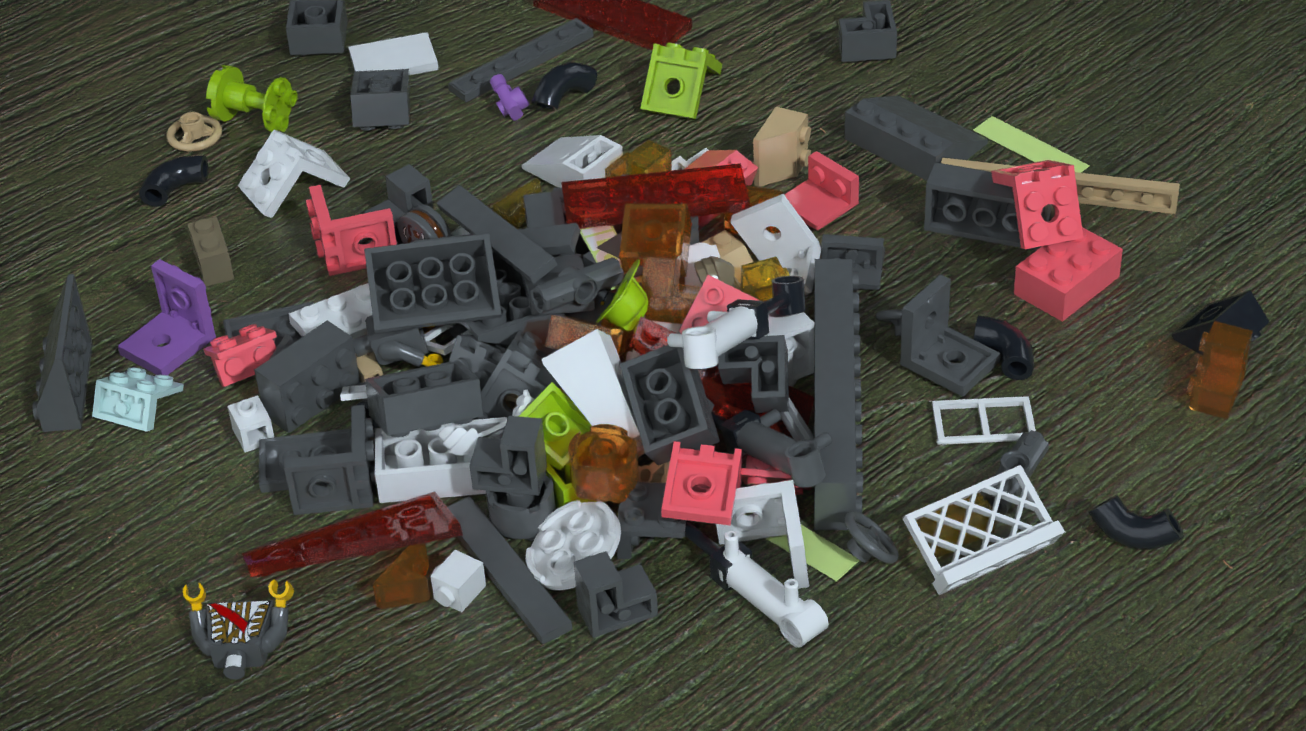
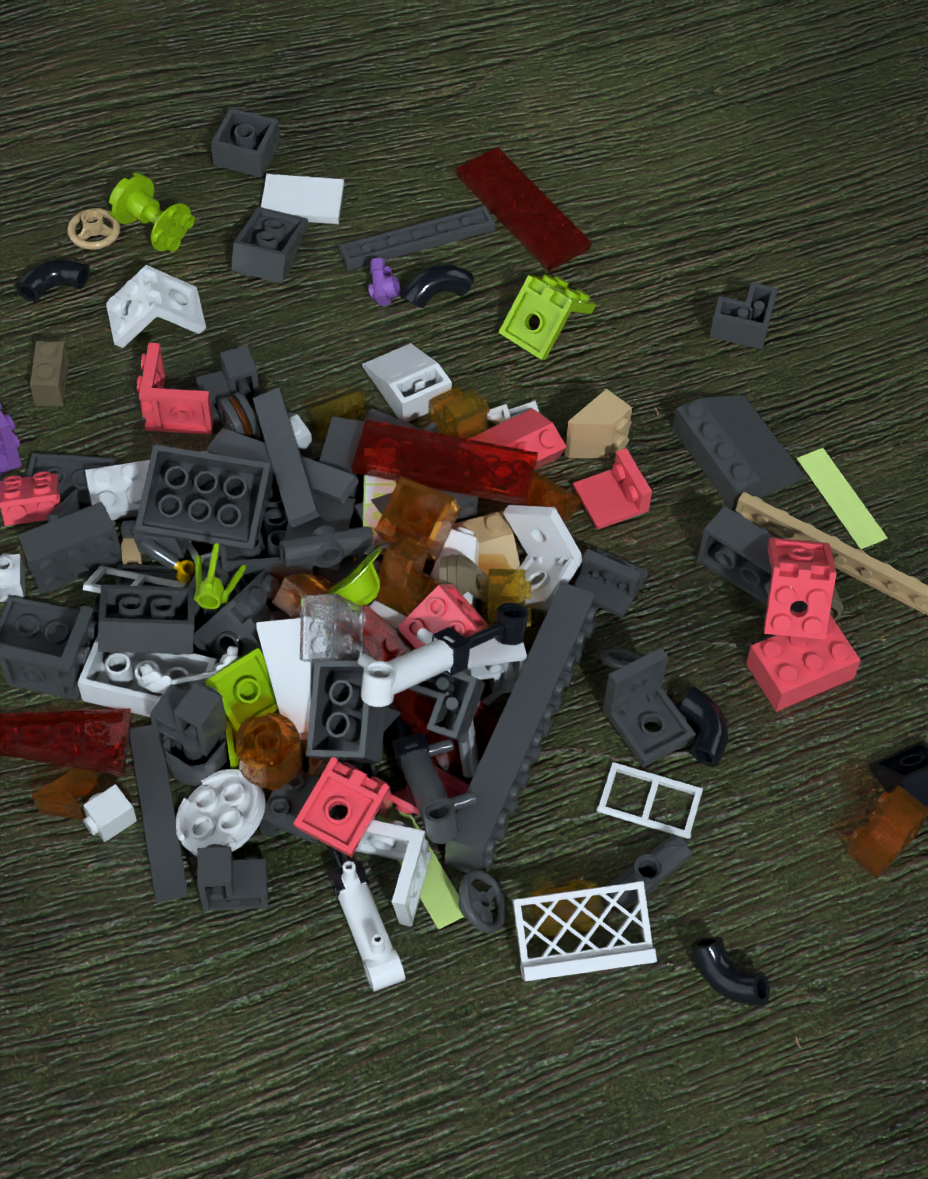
camera: 15 degrees right, 15 degrees up
(480, 350) = (211, 592): none -> lime plant
(620, 329) = (331, 628): none -> clear bracket

